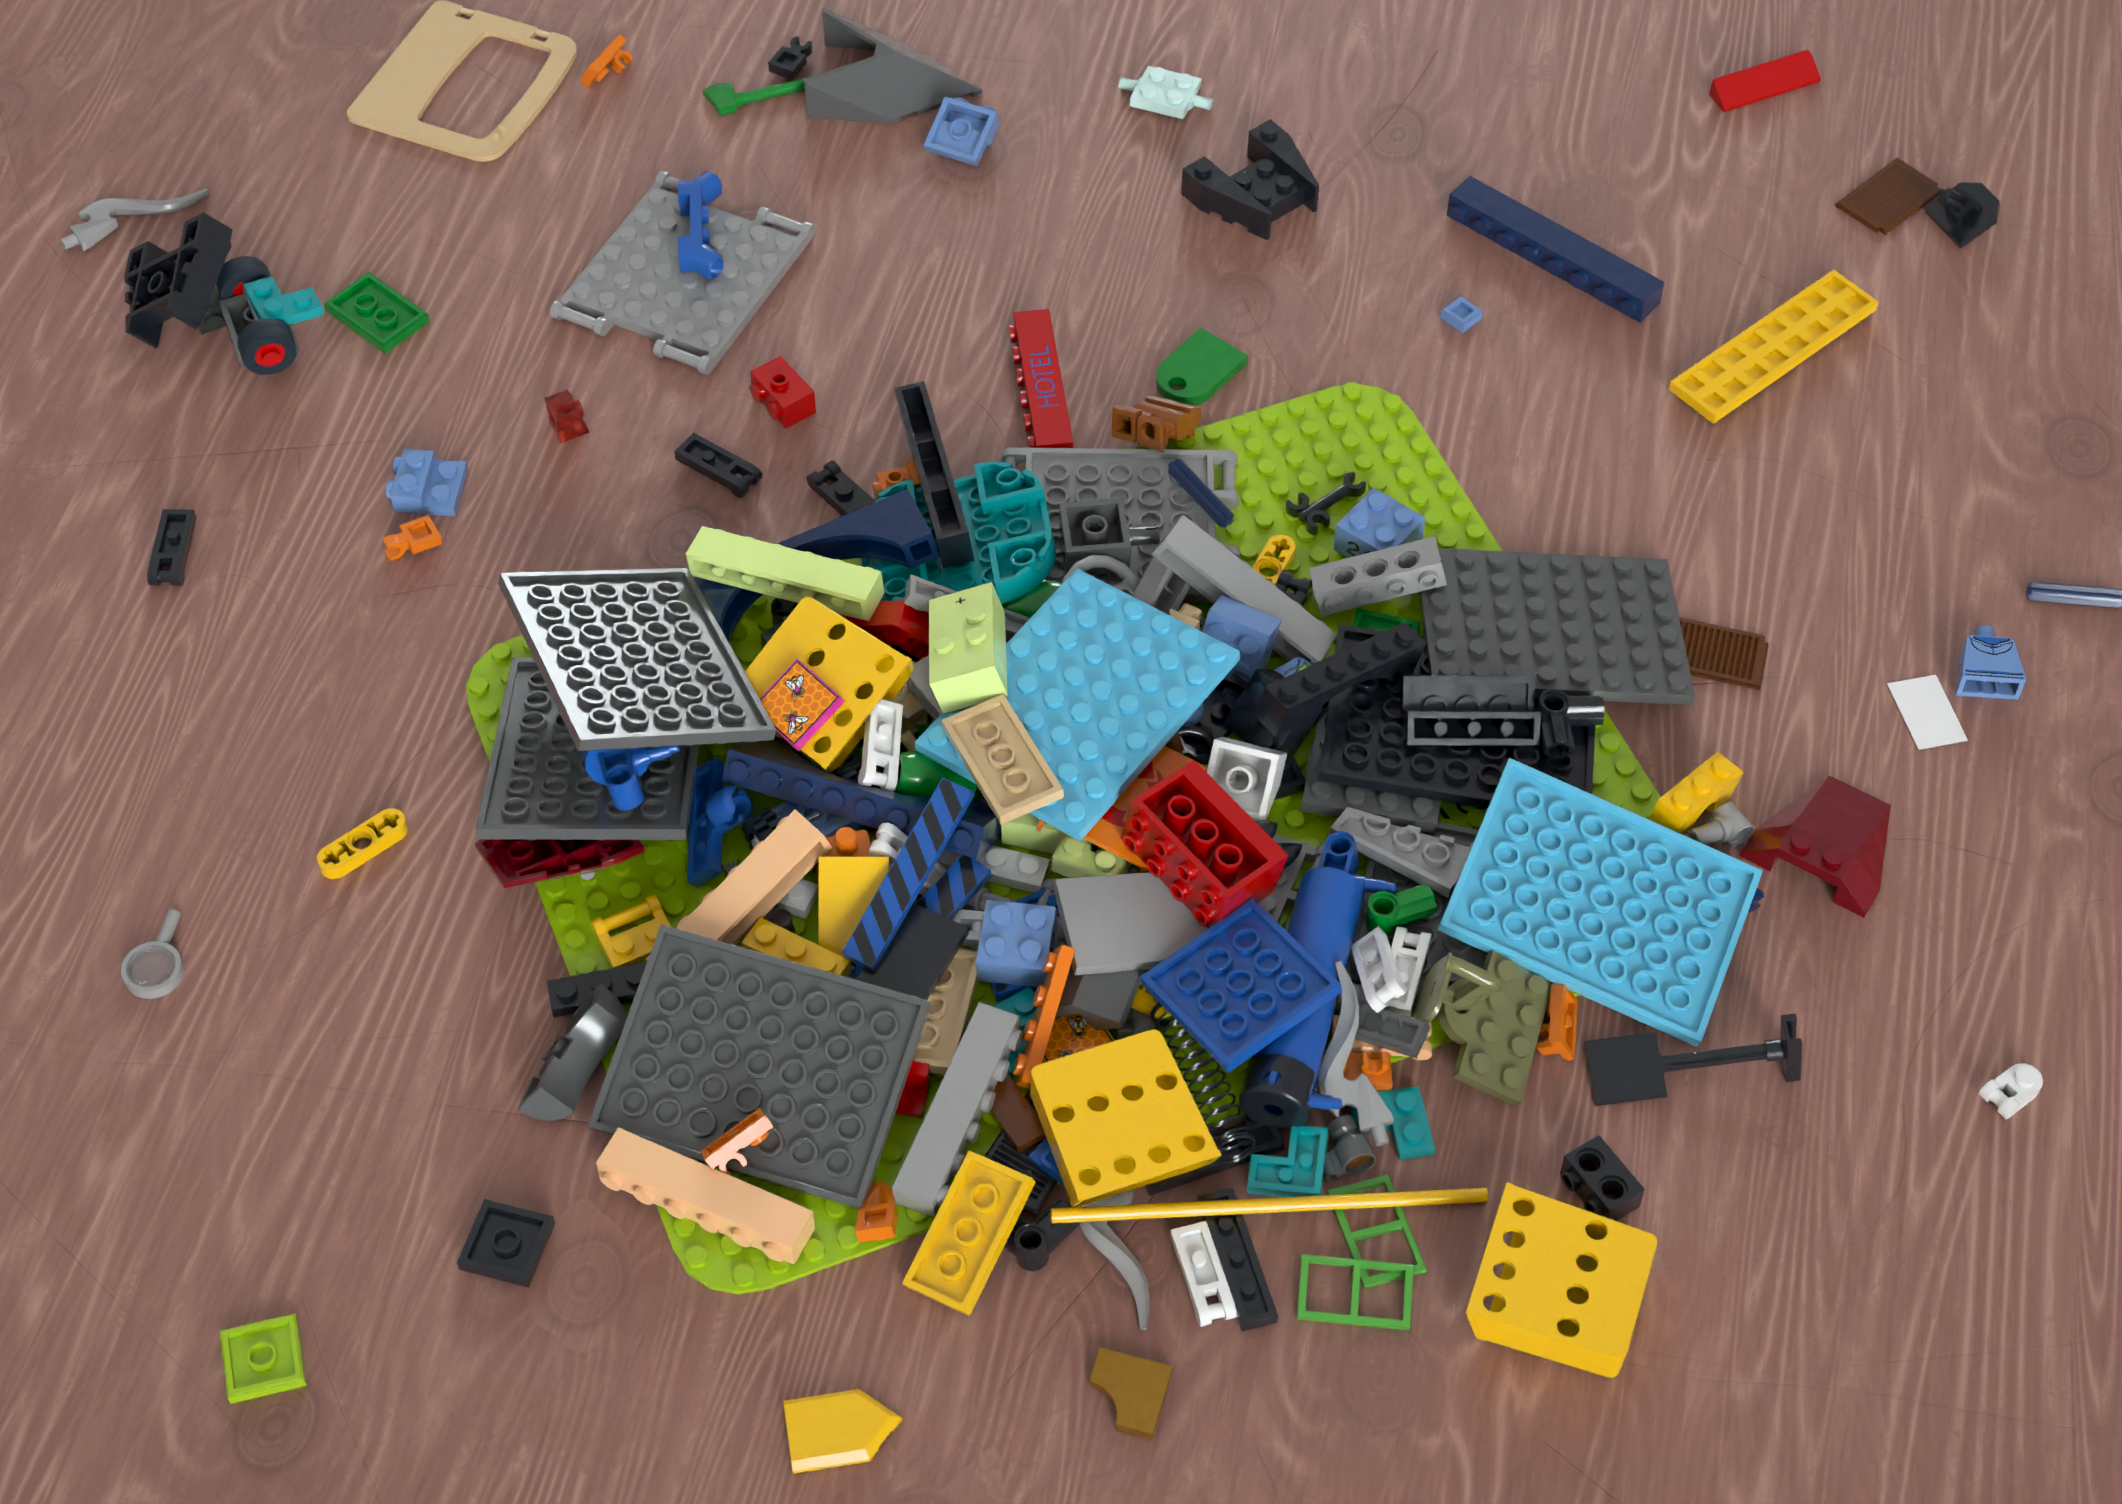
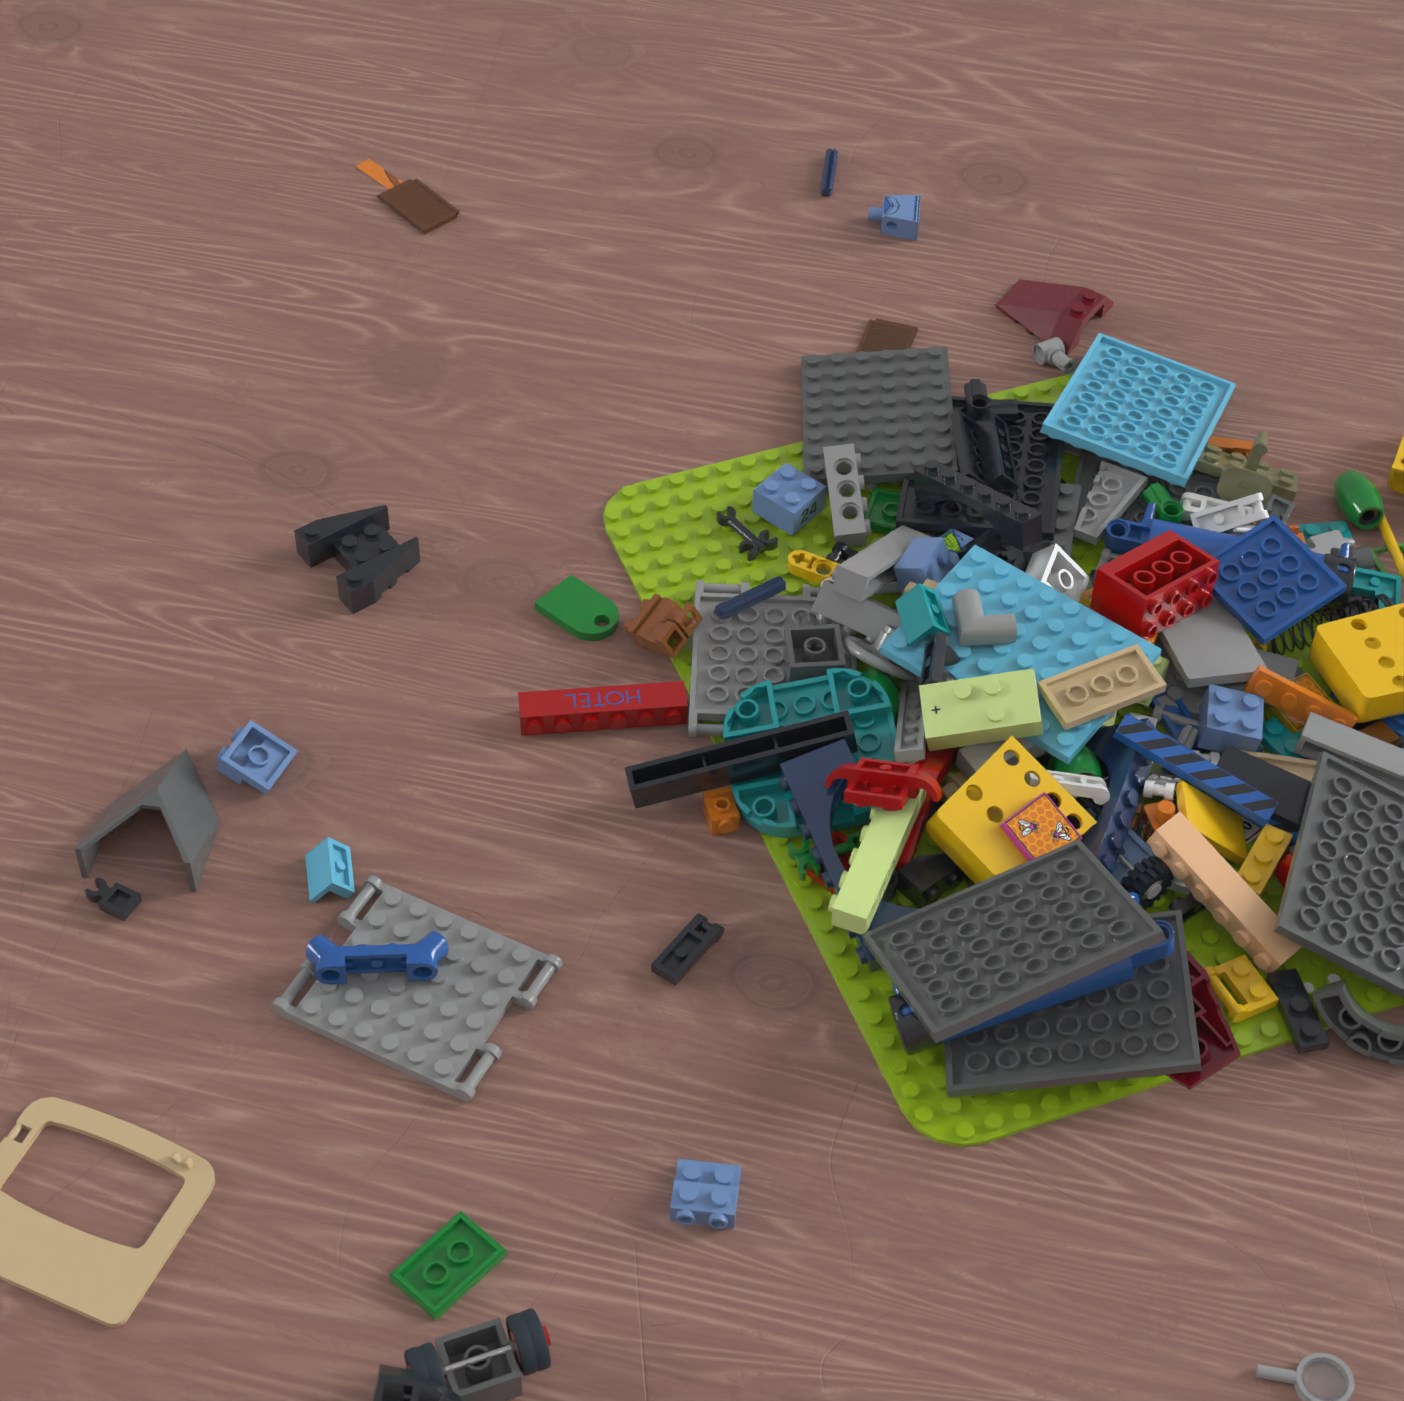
camera: 90 degrees left, 5 degrees down
(289, 308) = (479, 1331): teal plate -> none
(367, 829) = (1153, 1200): yellow beam -> none
(413, 535) = (781, 1195): orange plate -> none
(565, 416) = (620, 1065): clear red brick -> none
(612, 54) = (85, 1063): orange plate -> none
(726, 101) = (164, 957): green piece -> none
(782, 392) = (598, 897): red brick -> none
(823, 200) = (329, 870): none -> medium azure panel
(843, 494) = (726, 853): black plate -> none
(851, 556) = (883, 783): none -> red plate
(1016, 604) = (936, 656): none -> black tile
(1098, 640) = (977, 628): none -> light grey brick
(1110, 595) = (921, 613): none -> teal panel
(1165, 92) = (220, 614): light aqua plate -> none
(1461, 314) = (528, 446): medium blue tile -> none
(1467, 1160) = (1358, 499): none -> green piece
(1555, 249) = (462, 383): dark blue brick -> none
(1609, 1177) = (1356, 441): black brick -> none
(1634, 1070) = (1254, 417): black piece -> none
(1702, 789) = (1051, 363): yellow arch -> none
(1764, 81) = (280, 251): red slope -> none
(1773, 346) = (583, 279): yellow plate -> none
(1927, 712) = (933, 254): white sticker -> none
(1944, 158) = (379, 174): none -> orange sticker
(1964, 211) = (450, 166): black piece -> none
(2020, 1082) = (1244, 257): white plate -> none

